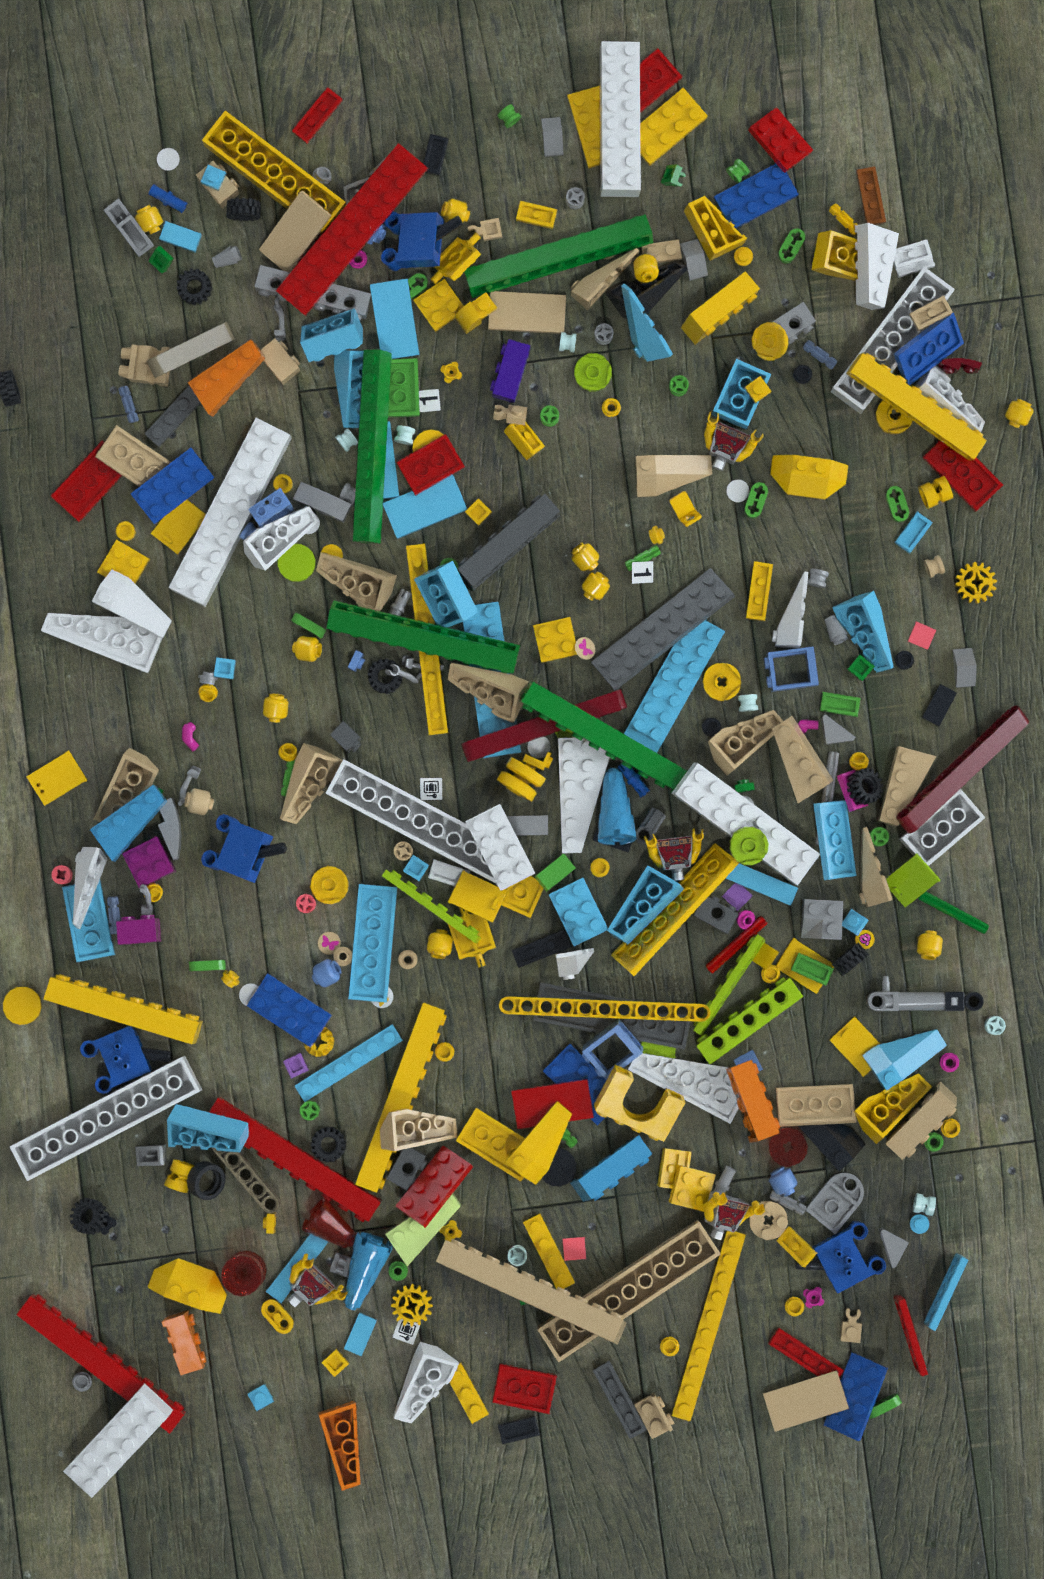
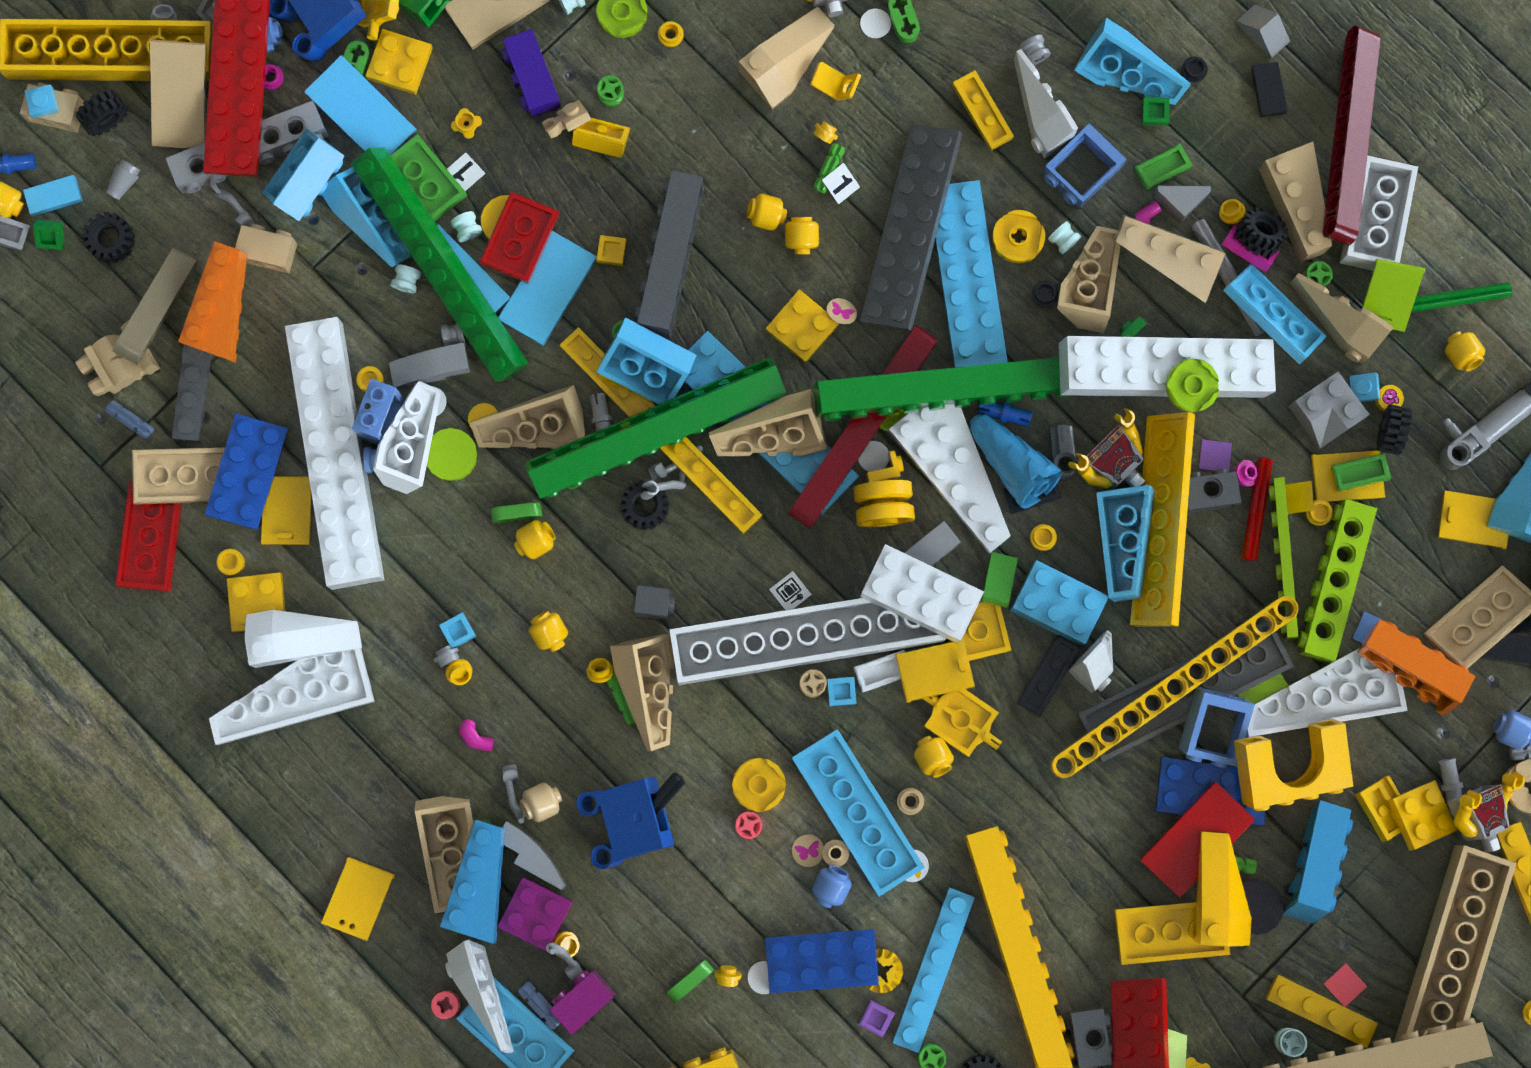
camera: 40 degrees left, 5 degrees down
(357, 661) = (601, 512): medium blue plate -> none
(414, 1128) = (1068, 987): tan wedge -> none
(439, 910) = (904, 718): lime plate -> none
(444, 1051) = (1031, 873): yellow plate -> none
(474, 312) = (442, 39): yellow brick -> none
(763, 884) = (1236, 420): medium azure tile -> none
(793, 1156) = (1501, 697): clear red plate -> none
(835, 630) = (1097, 91): light grey cone -> none
(922, 635) = (1191, 31): coral sticker -> none

